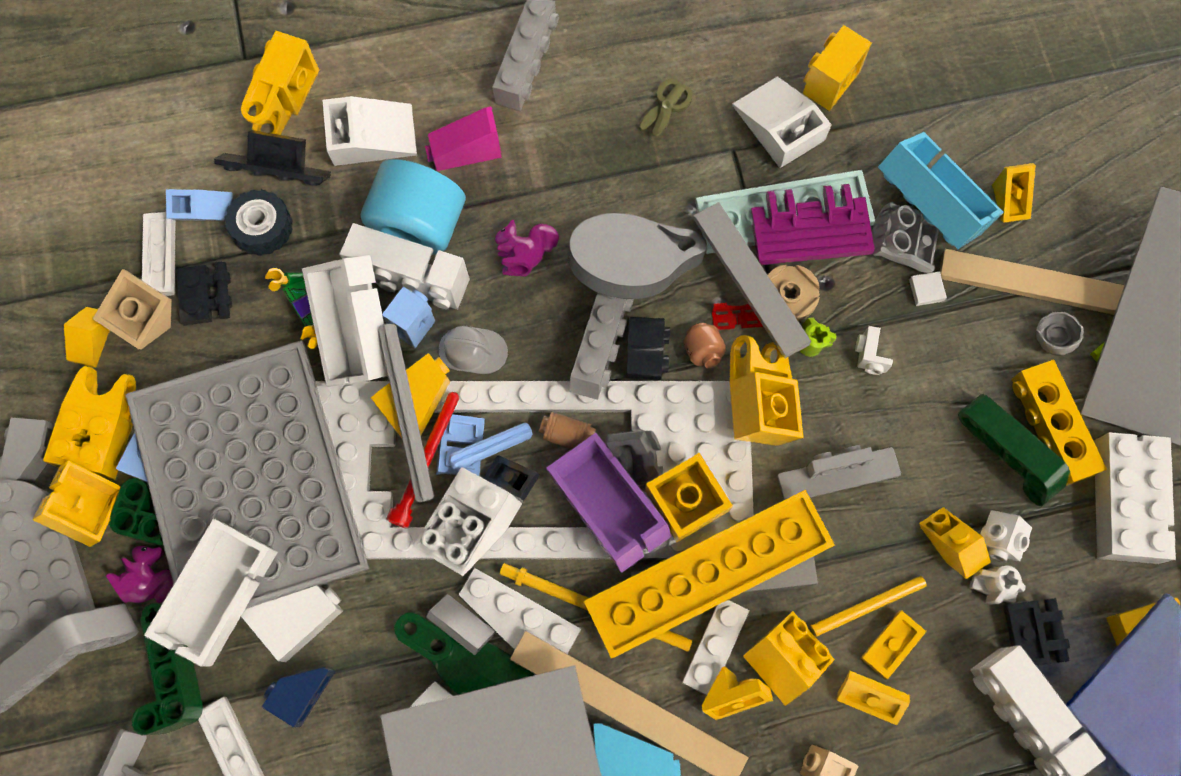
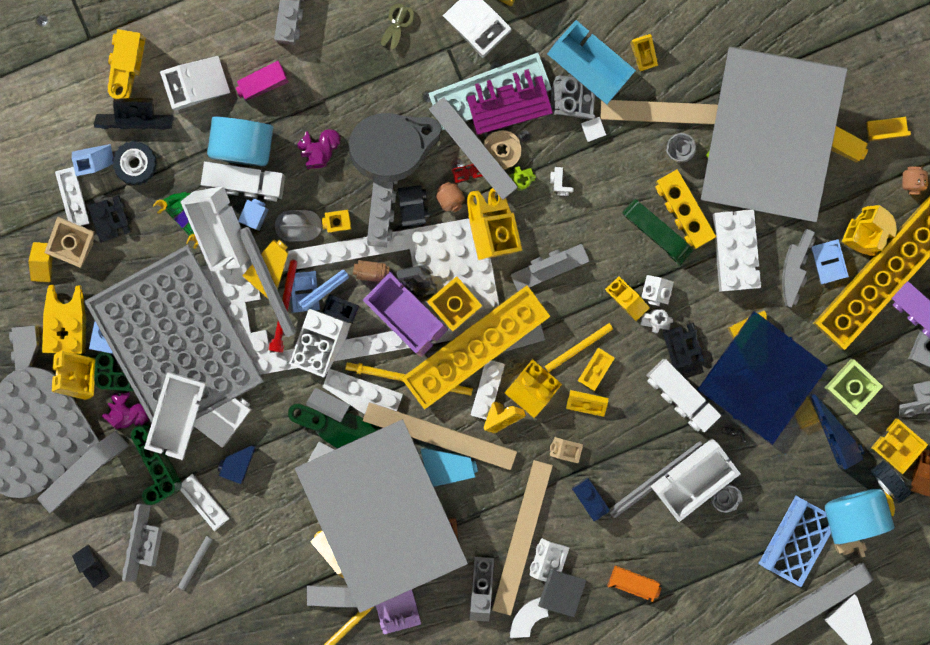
camera: 10 degrees left, 15 degrees up
(531, 341) = (345, 223): none -> yellow brick

